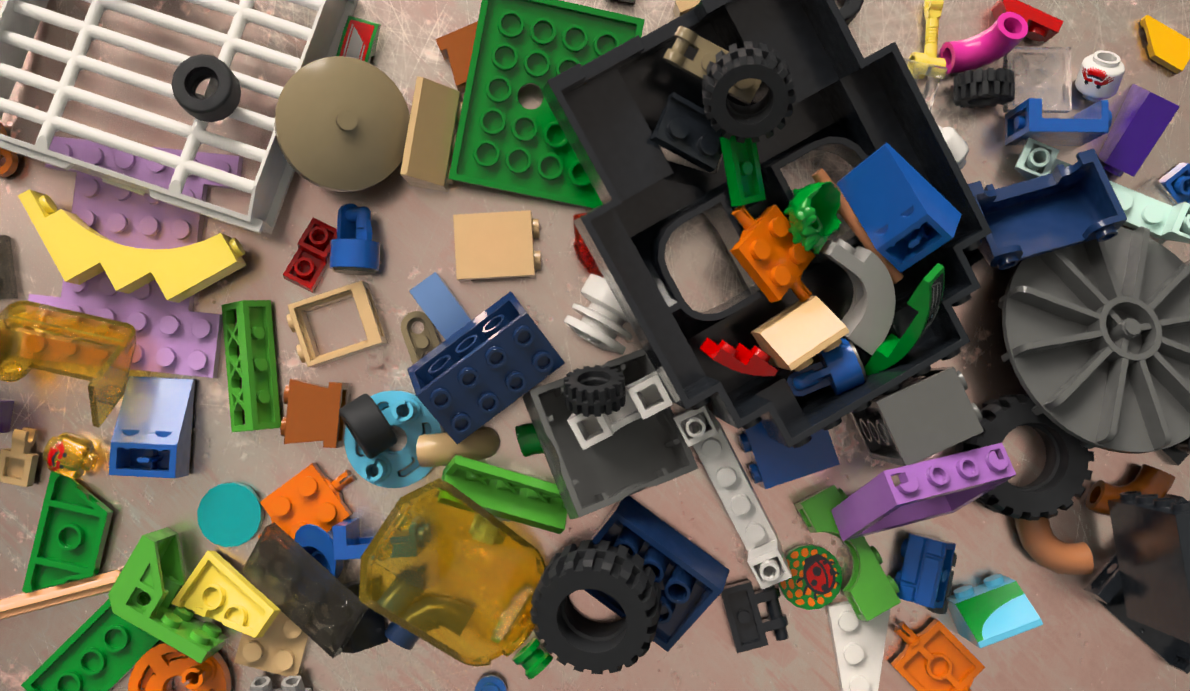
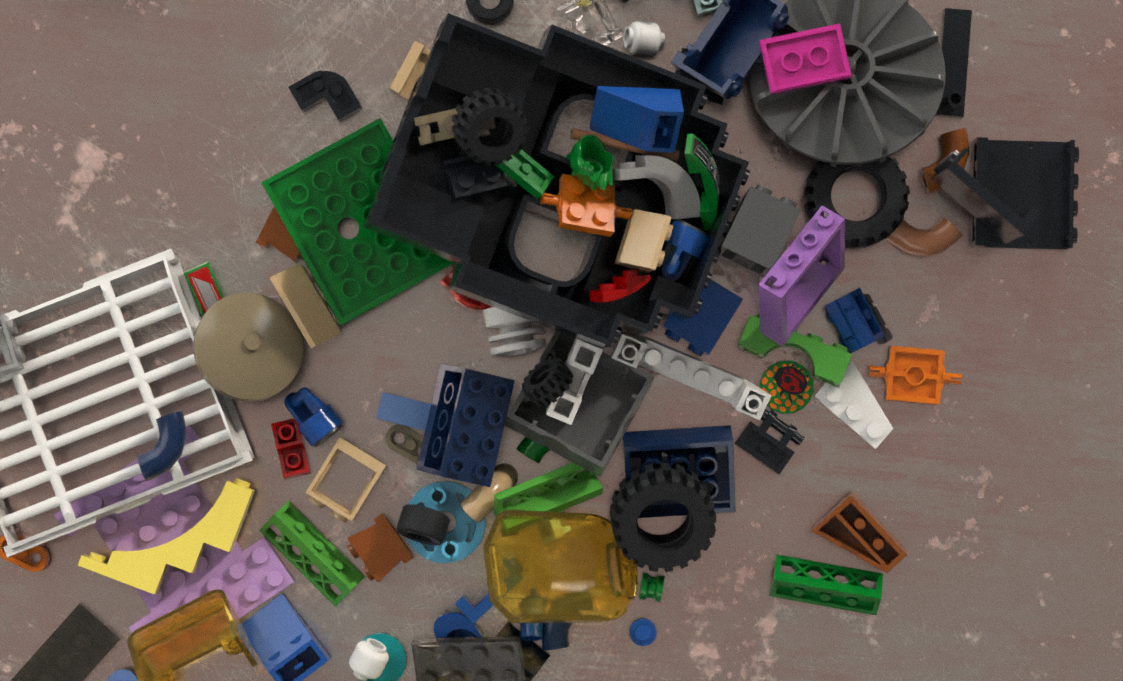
camera: 35 degrees left, 0 degrees up
(182, 153) = (168, 448): none -> dark blue cylinder
(192, 73) = (133, 385): black tyre -> none
(216, 507) = (368, 659): none -> white head
(308, 500) = (421, 607): orange plate -> none
(496, 245) = (406, 342): tan panel -> none
(992, 611) = (915, 311): medium azure slope -> none
(1098, 289) = (805, 59): none -> dark pink tile

